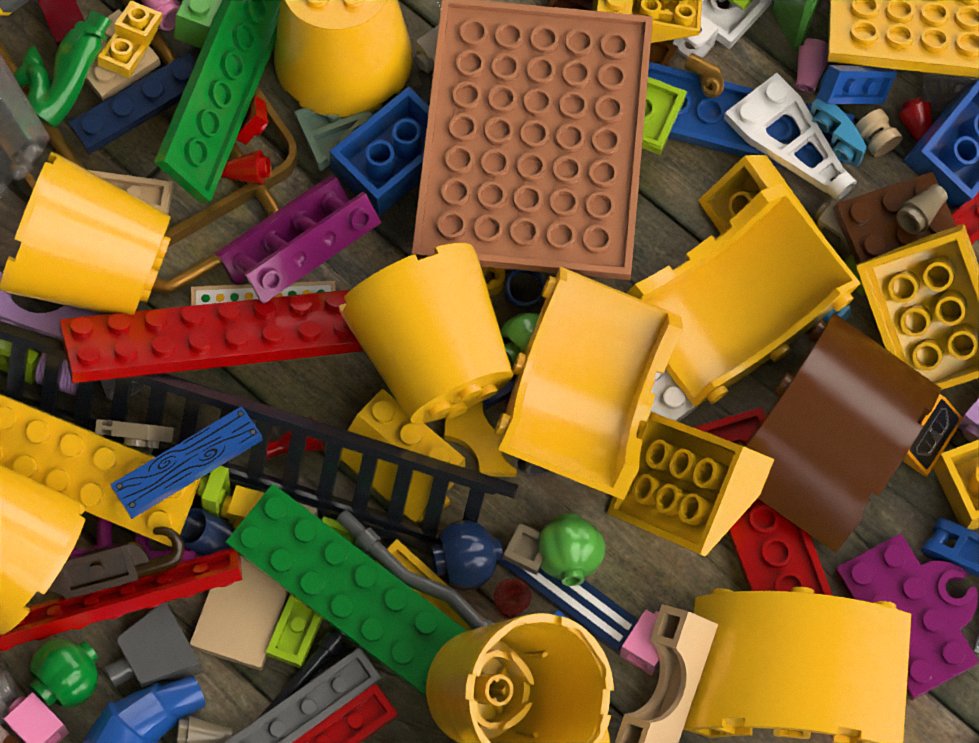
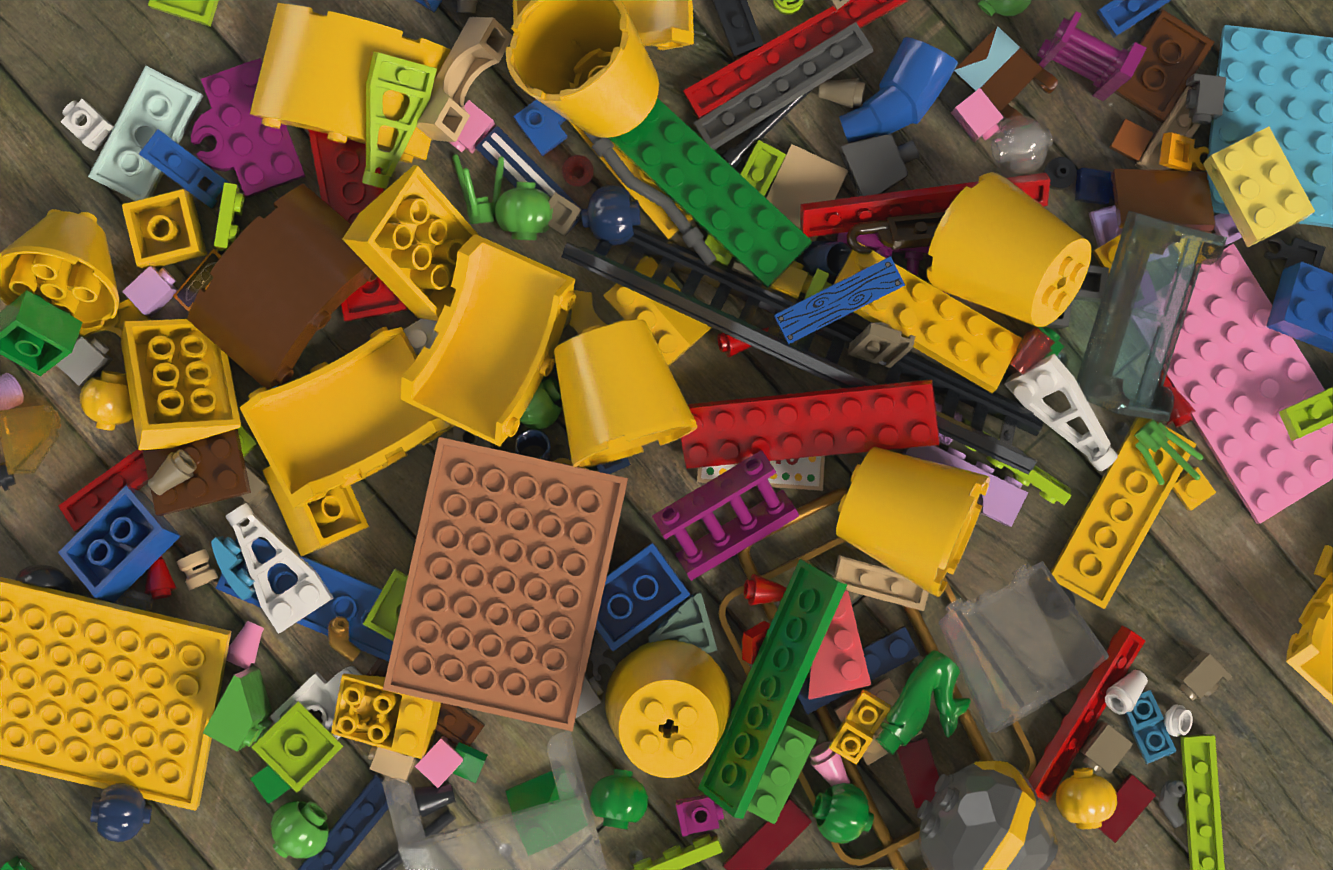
camera: 165 degrees left, 20 degrees up
(64, 672) = (952, 152): green plant -> none
(152, 103) = (840, 659): none -> coral wing
(624, 552) = (479, 208): none -> bright green plant
(746, 664) = (403, 77): none -> lime plate
(856, 84) = (214, 605): blue plate -> none
(913, 488) = (231, 205): none -> lime plate

